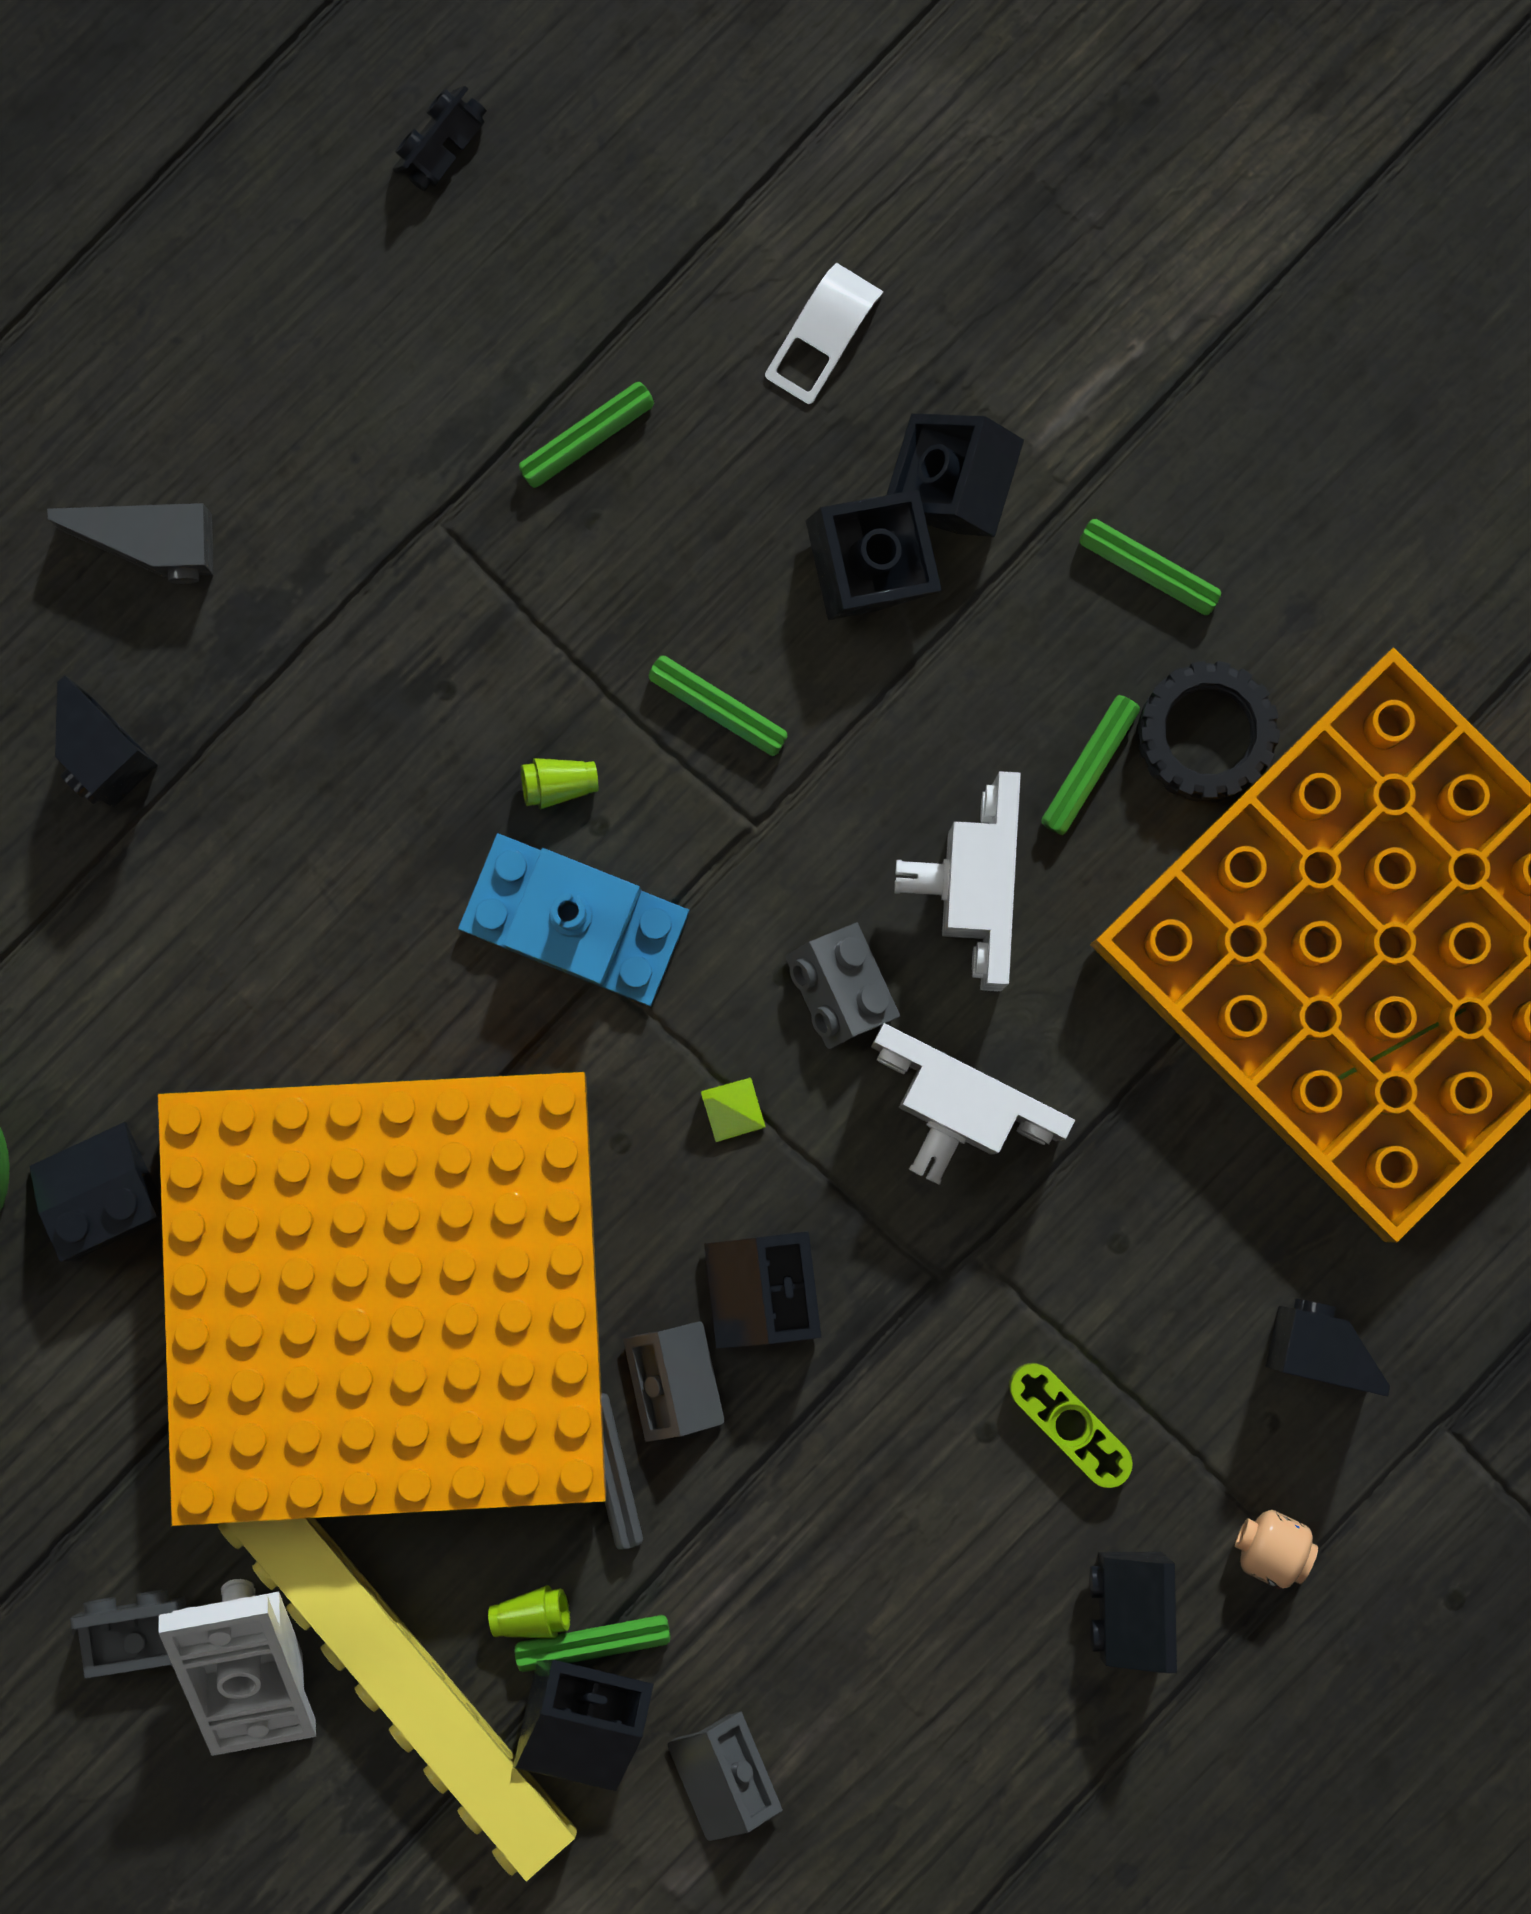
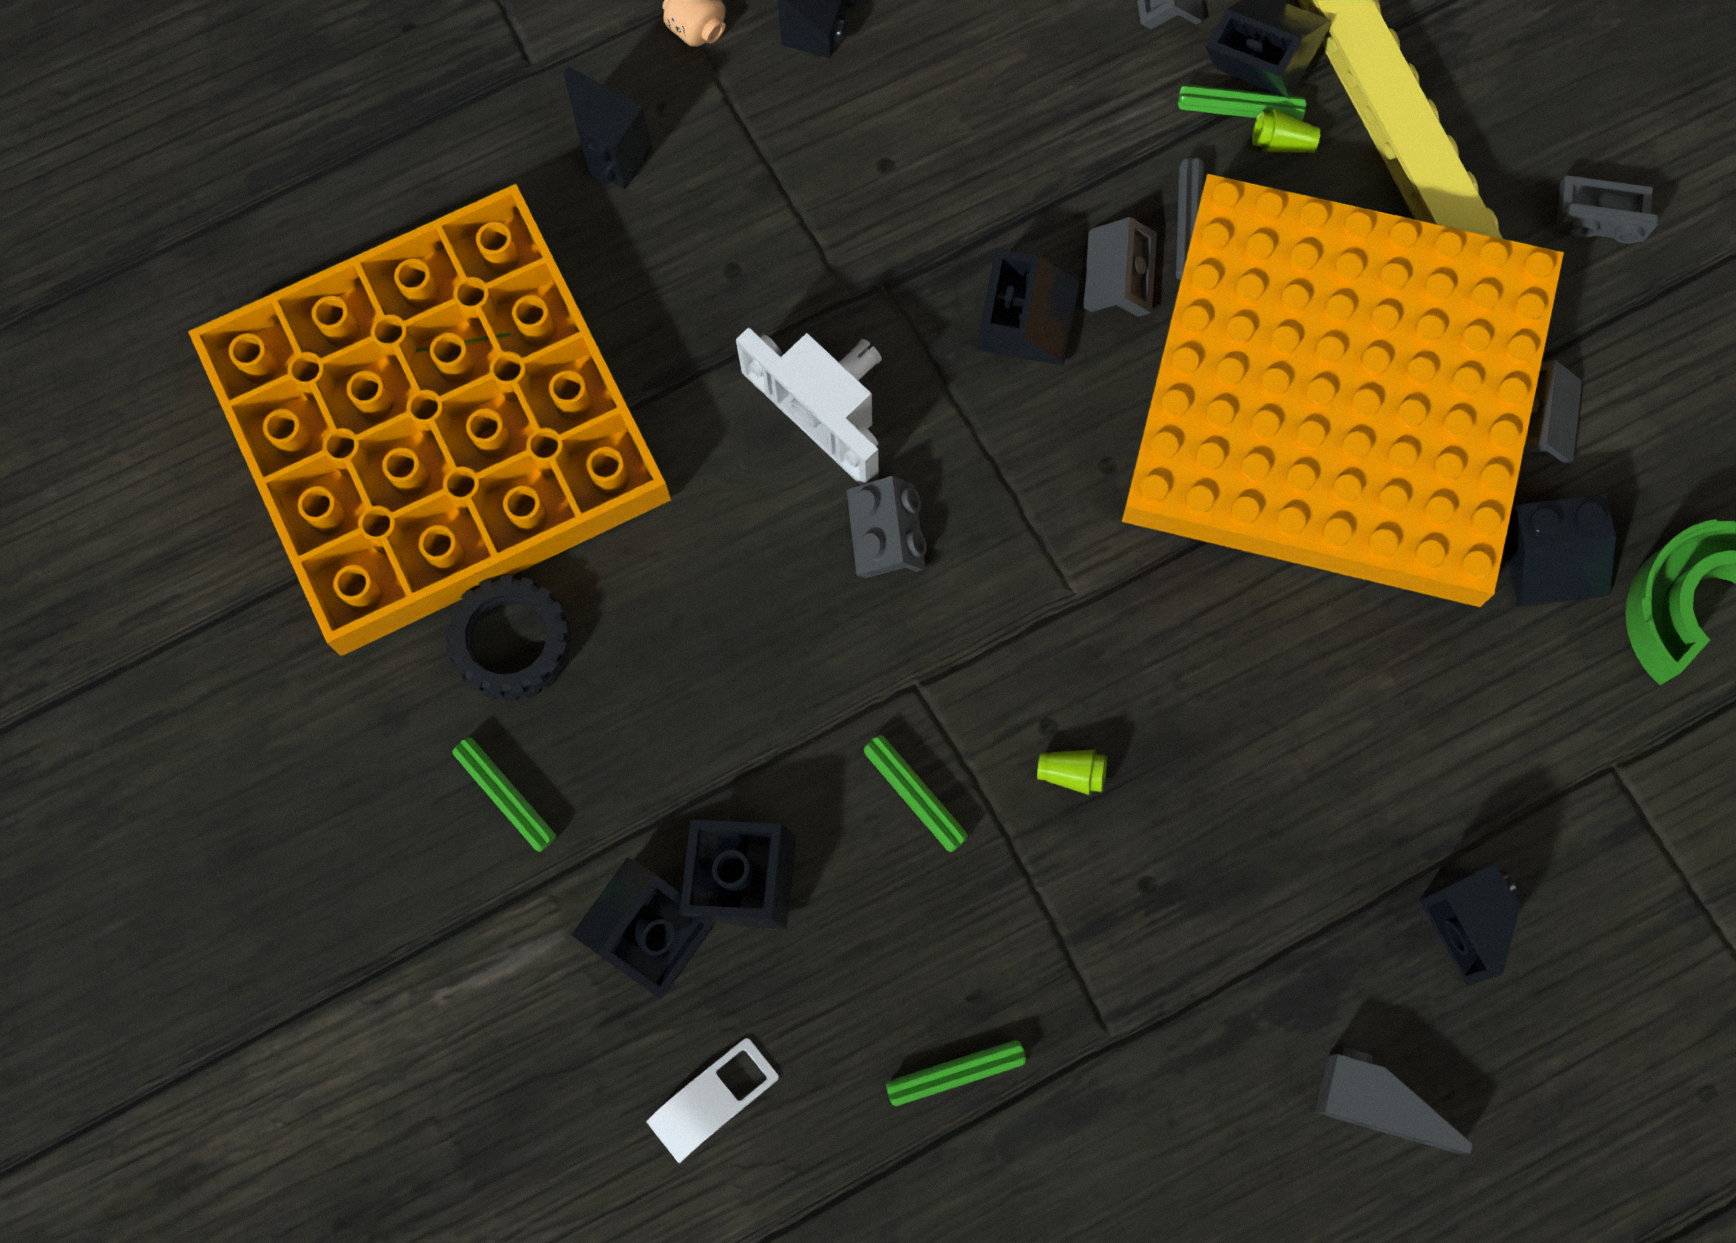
camera: 160 degrees left, 10 degrees down
(137, 1357) = (1554, 412): none -> dark grey panel
(240, 1669) = (1529, 153): white brick -> none
(574, 919) = (1095, 650): dark azure brick -> none
(733, 1109) = (1007, 461): lime slope -> none
(977, 880) = (744, 566): white brick -> none
(1090, 764) = (616, 643): bright green axle -> none
(1107, 1443) = (819, 130): lime beam -> none

